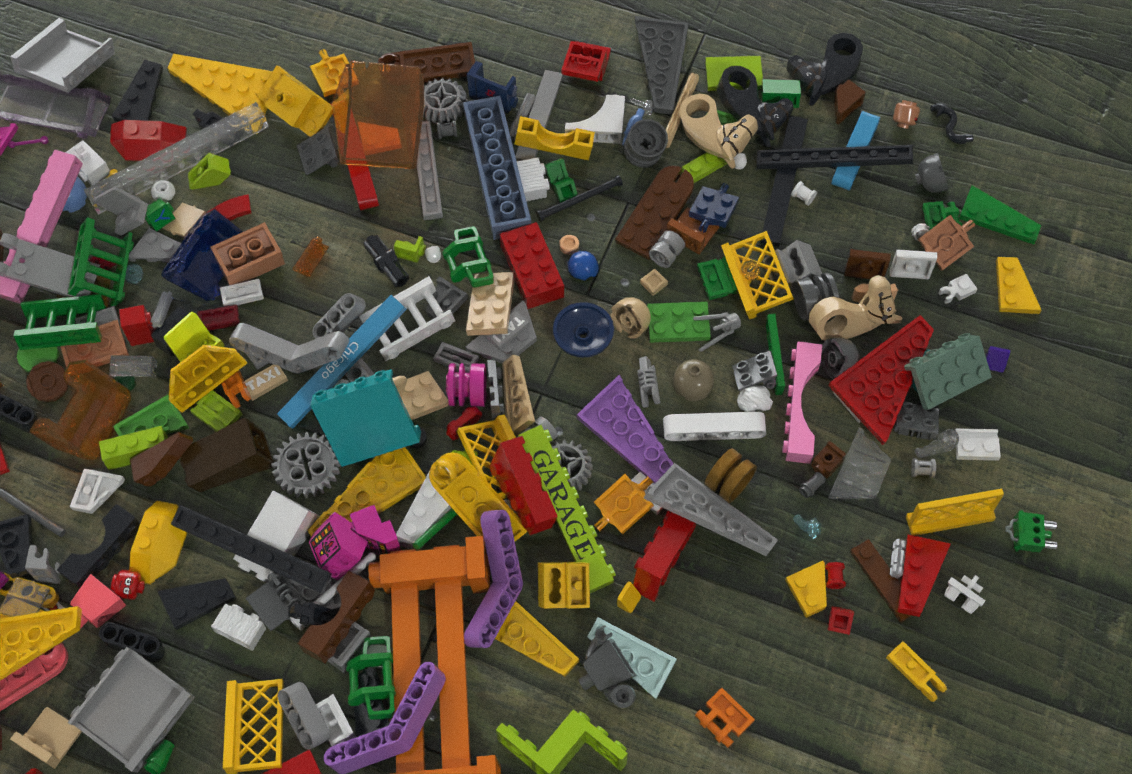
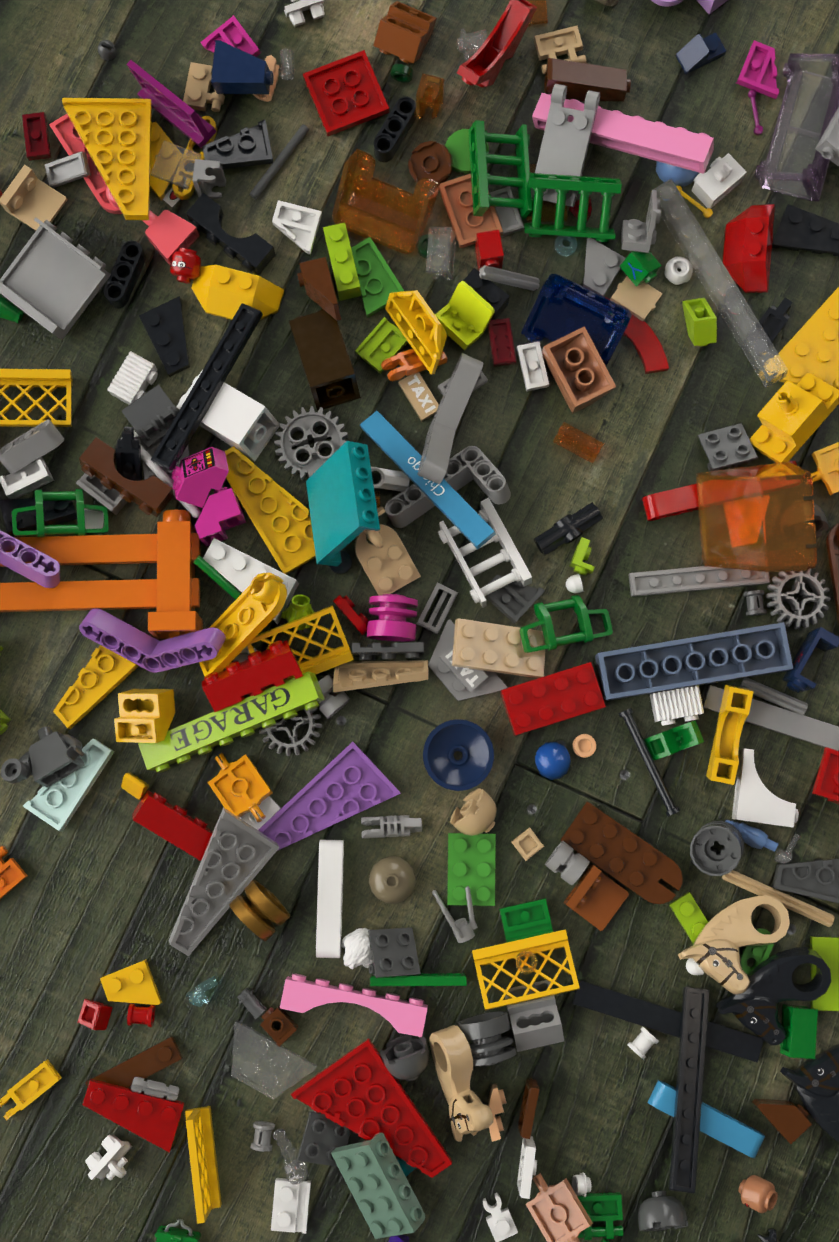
camera: 95 degrees right, 20 degrees up
(17, 705) = (67, 169): none -> light grey tile
(713, 207) = (626, 926): dark blue plate -> none

